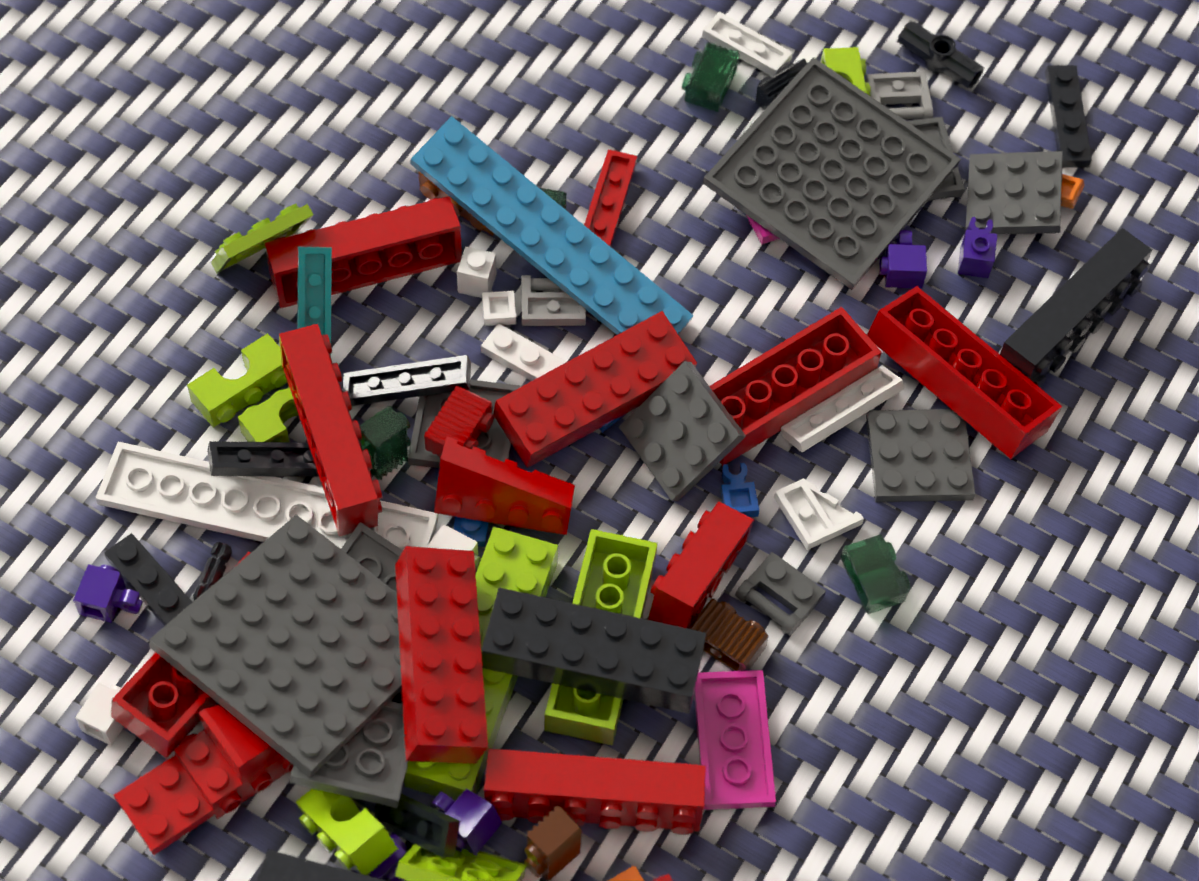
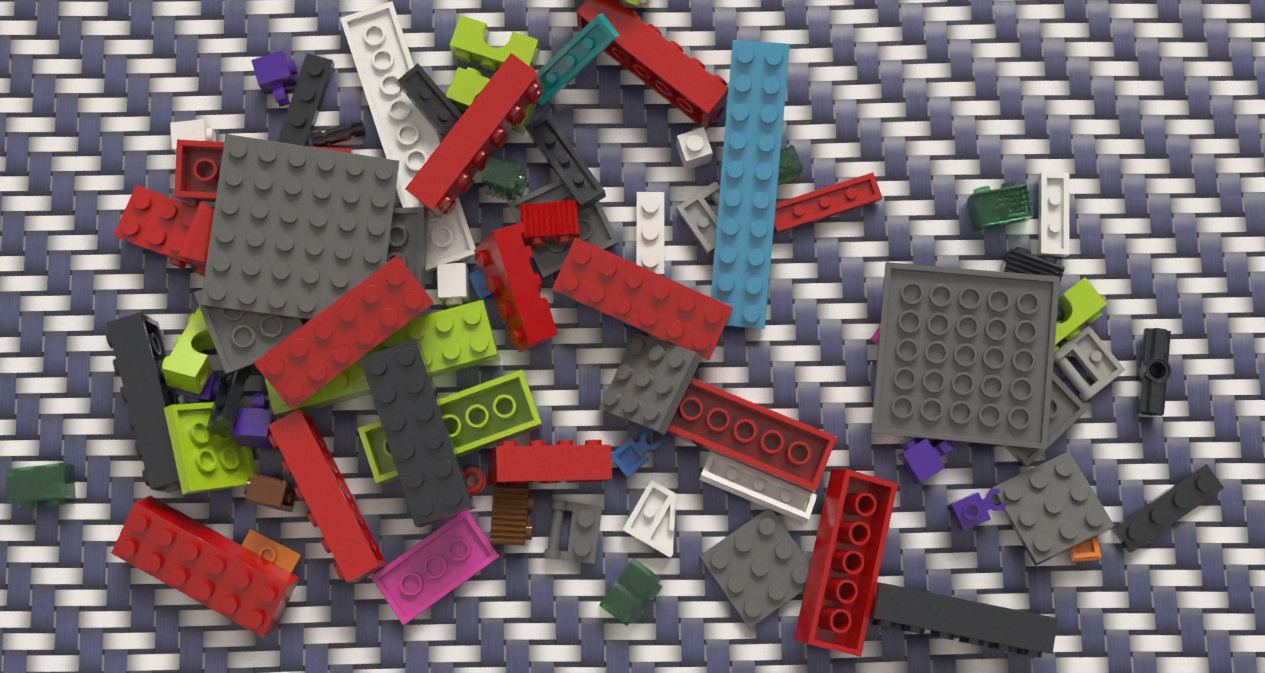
camera: 60 degrees right, 20 degrees up
(499, 308) = (677, 184): white plate -> none

